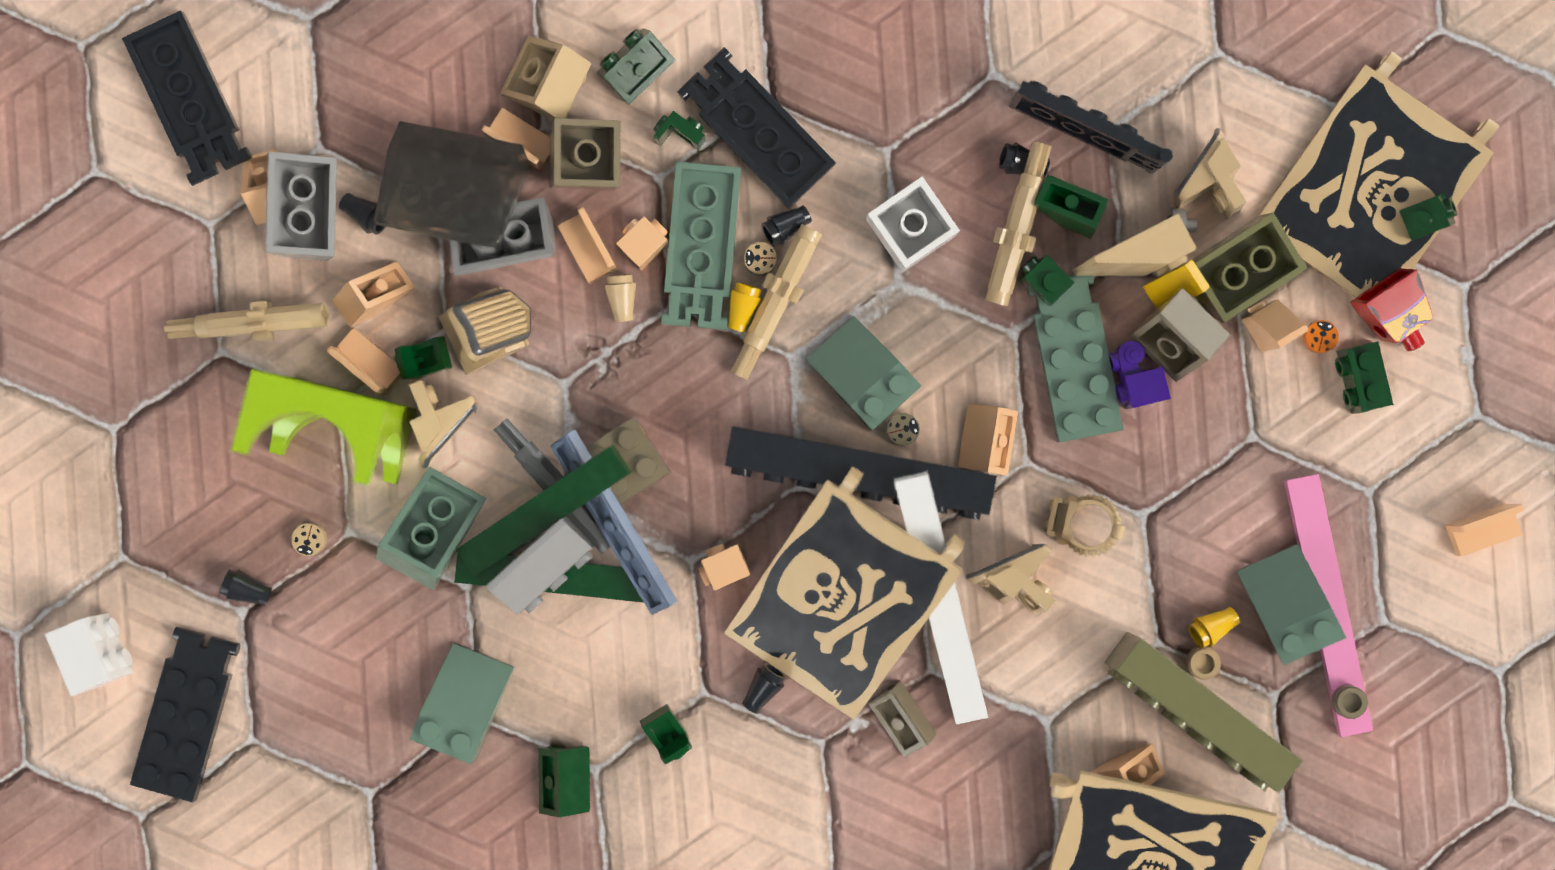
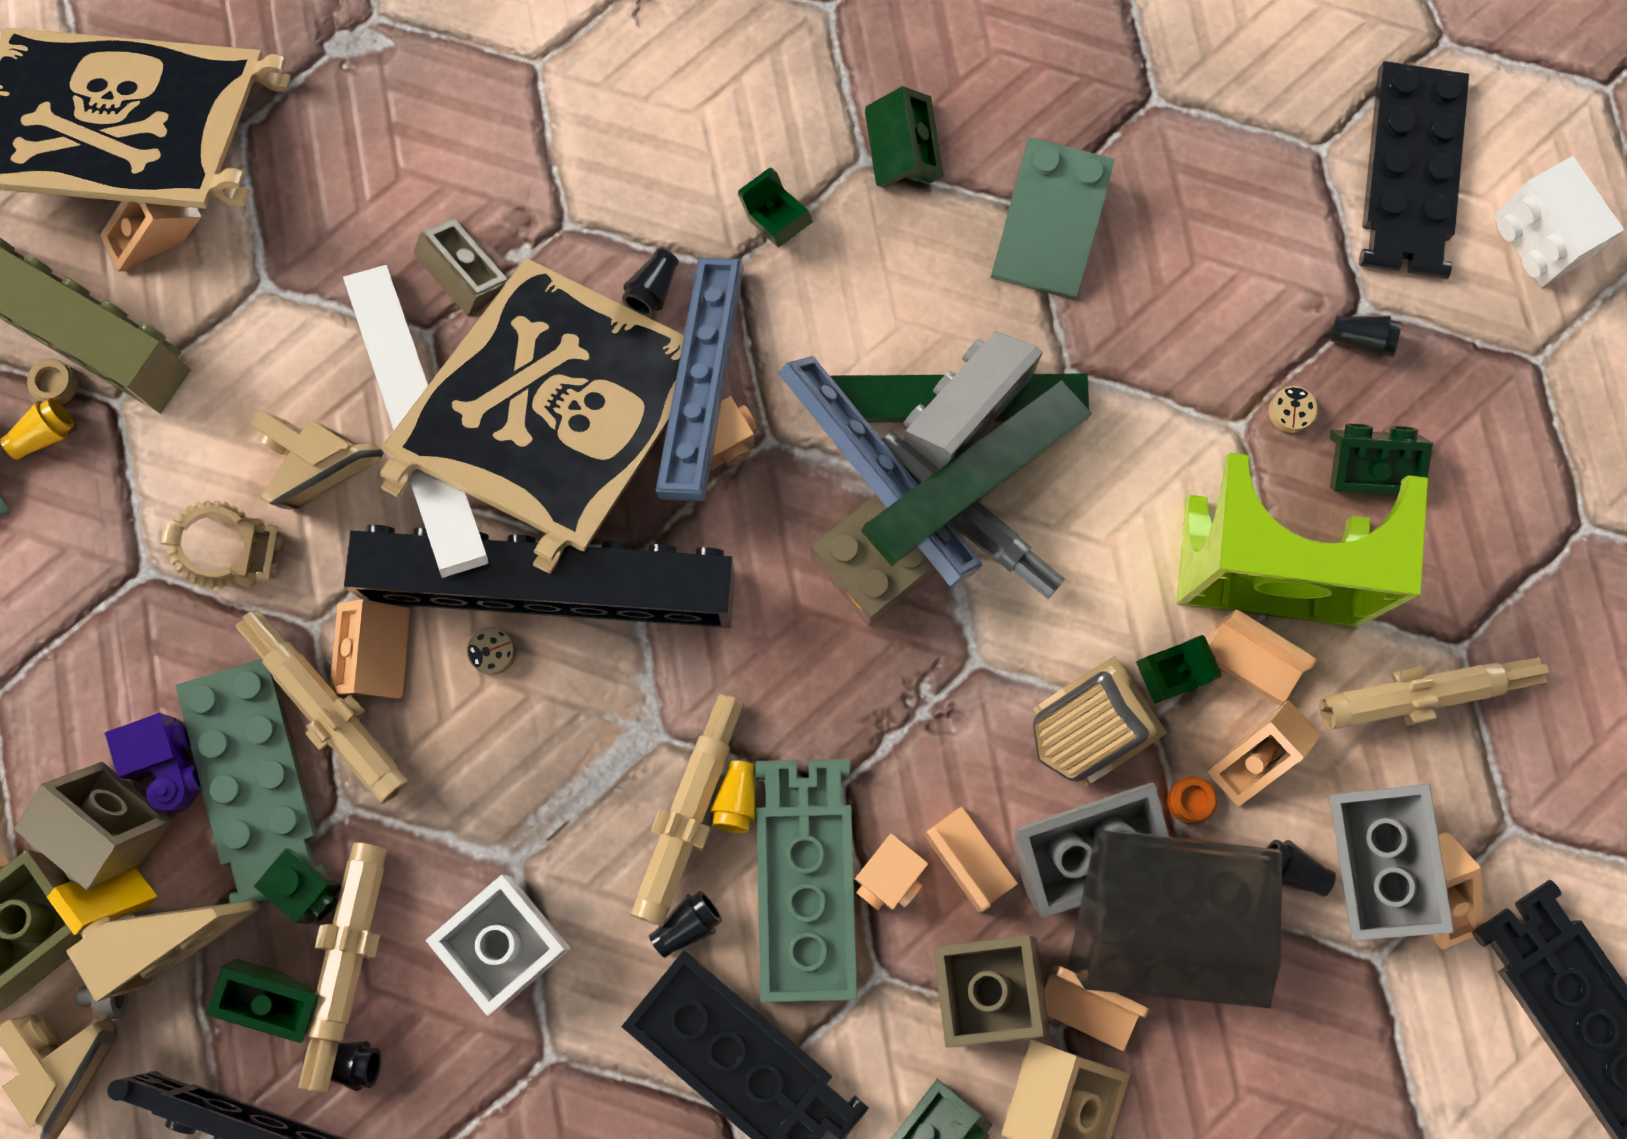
camera: 170 degrees right, 10 degrees down
(253, 493) = (1377, 460): none -> dark green bracket
(428, 269) = (1192, 800): none -> orange tile
(430, 528) = (1130, 441): sand green slope -> none
(437, 426) = (1148, 577): tan piece -> none
(621, 296) = (912, 794): tan cone -> none
(687, 129) = (844, 1050): dark green bracket -> none
(734, 606) = (700, 380): none -> sand blue tile
(760, 258) = (718, 871): tan tile -> none
(863, 373) = (552, 721): sand green slope -> none
(1015, 391) = (331, 719): none -> tan piece

